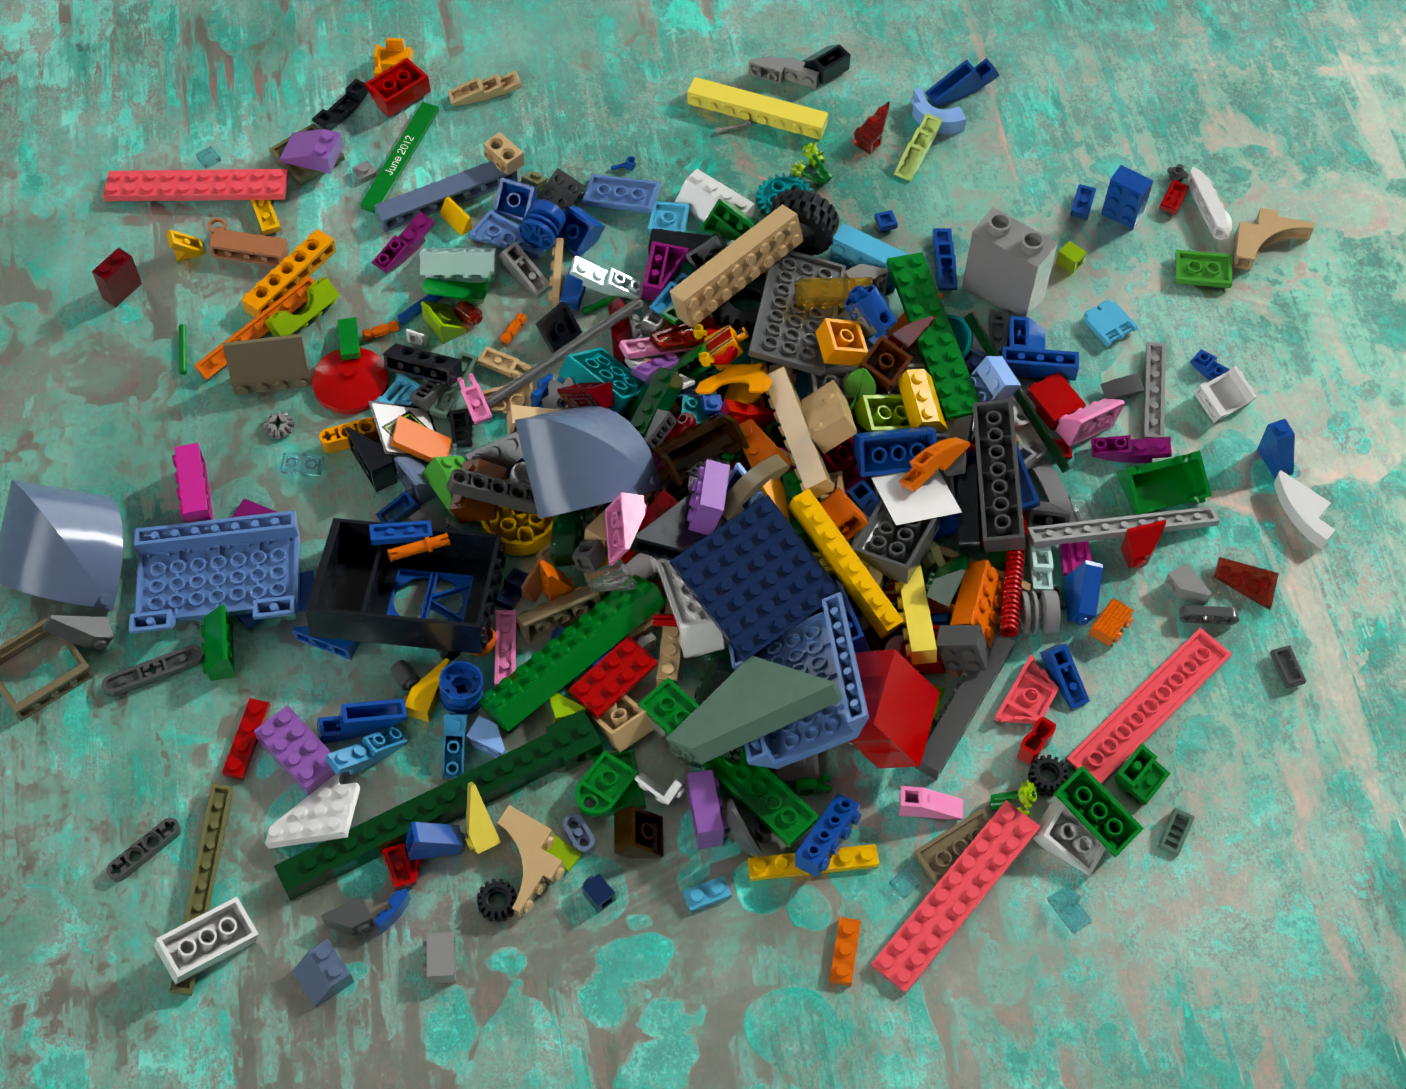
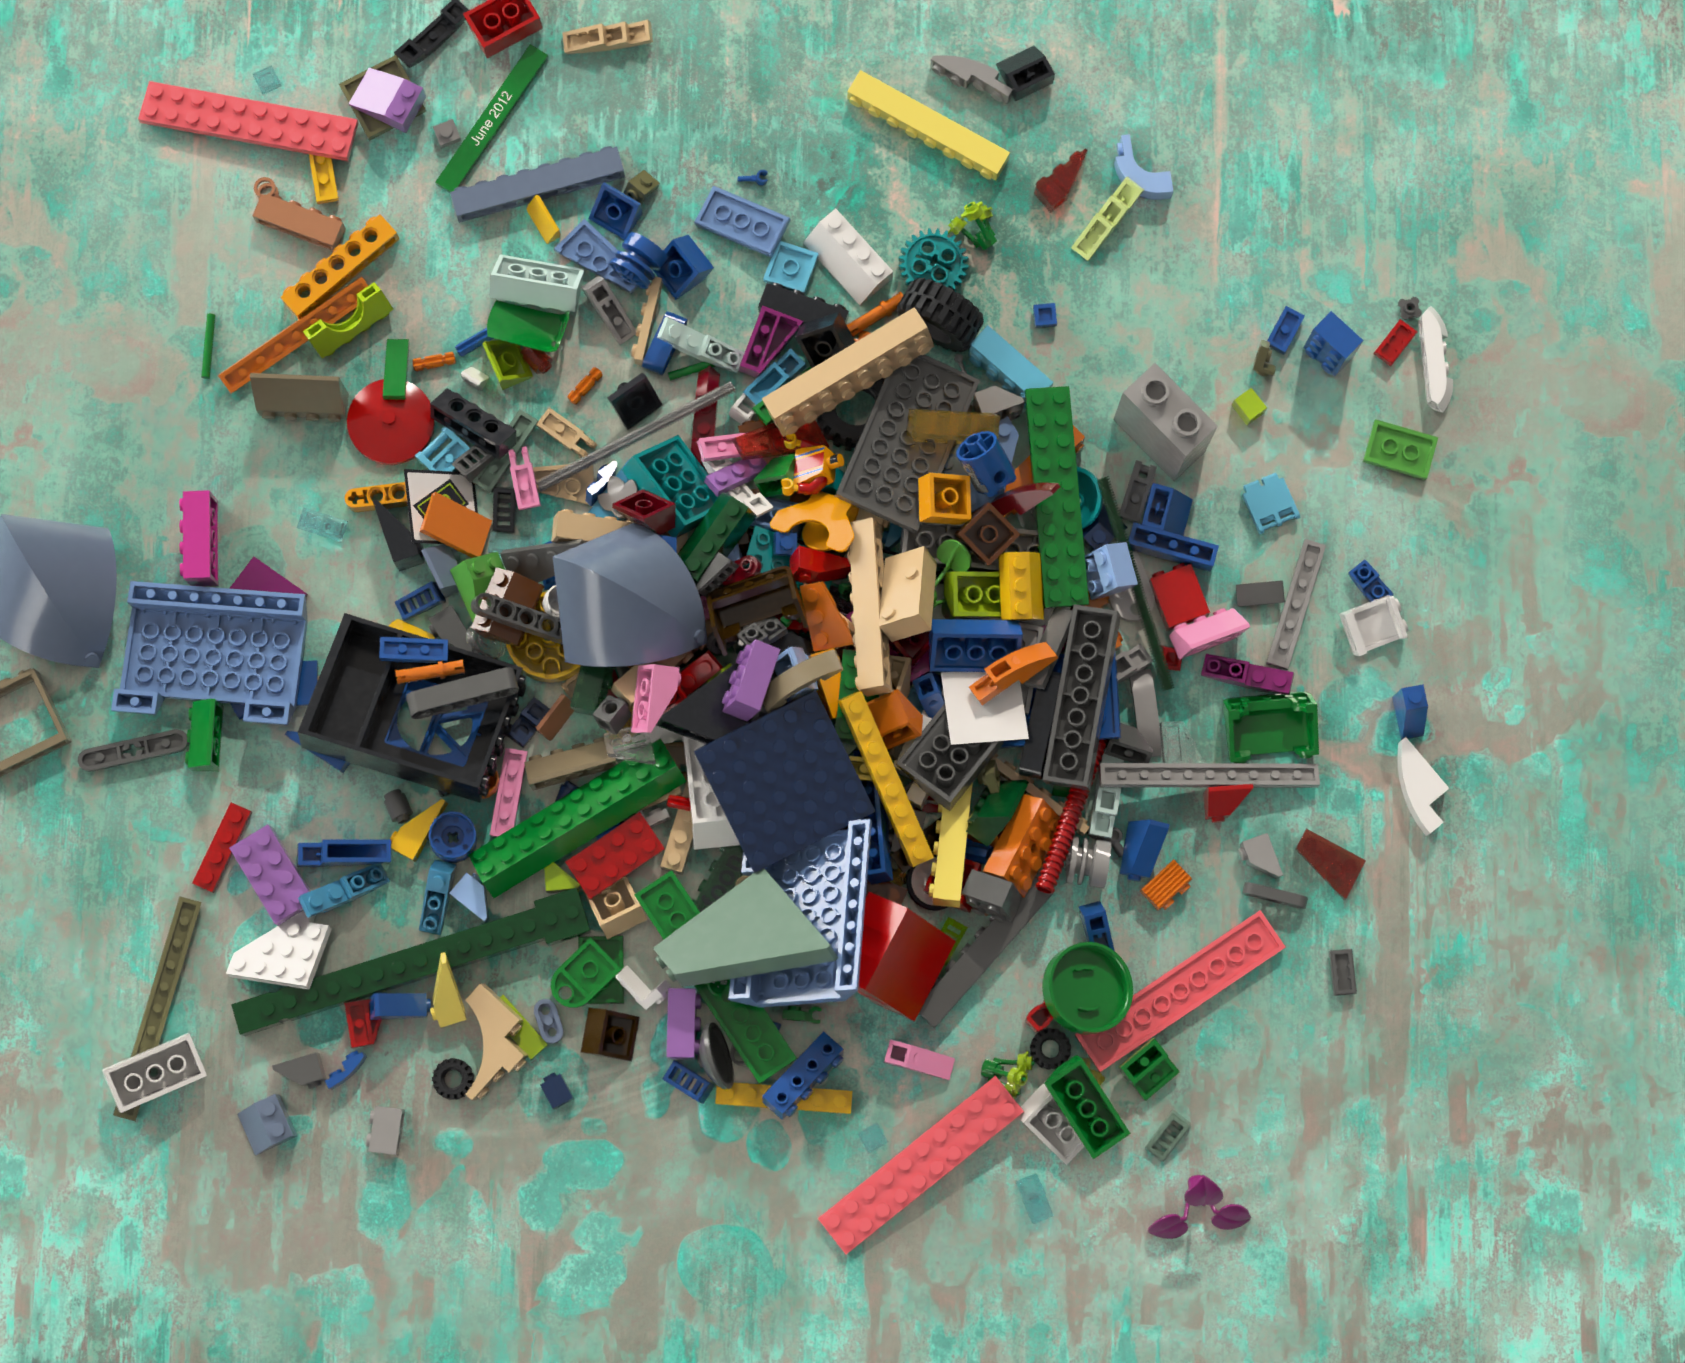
camera: 10 degrees right, 20 degrees up
(81, 630) = (67, 697): dark grey slope -> none
(117, 277) = (143, 243): dark red brick -> none
(146, 852) = (102, 952): dark grey beam -> none
(184, 245) = (225, 205): yellow slope -> none
(285, 429) = (310, 474): light grey gear -> none
(404, 245) = (478, 249): magenta slope -> none
(450, 557) = (462, 693): none -> dark grey beam
(503, 153) = (614, 148): tan brick -> none
(554, 581) = (574, 730): orange slope -> none
(562, 190) = (672, 206): dark grey hinge -> none
(635, 327) = (722, 417): light grey gear -> none
(707, 894) = (668, 1111): medium azure plate -> none
(727, 220) = (861, 299): green wedge -> none
(732, 860) = (705, 1090): none -> blue slope
(747, 123) = (912, 143): light grey hinge -> none
(845, 951) = (795, 1199): orange plate -> none
(943, 851) = (923, 1111): dark tan wing -> none
(944, 259) = (1101, 381): blue slope -> none
(962, 82) = (1183, 132): blue slope -> none
(1029, 696) = (1058, 937): coral wing -> none
(1069, 710) = (1087, 988): none -> green piece
(1072, 219) = (1264, 355): none -> olive bracket
(1073, 555) = (1148, 803): dark pink plate -> none
(1229, 857) = (1201, 1192): none -> magenta plant
(1268, 230) = (1494, 409): tan arch -> none

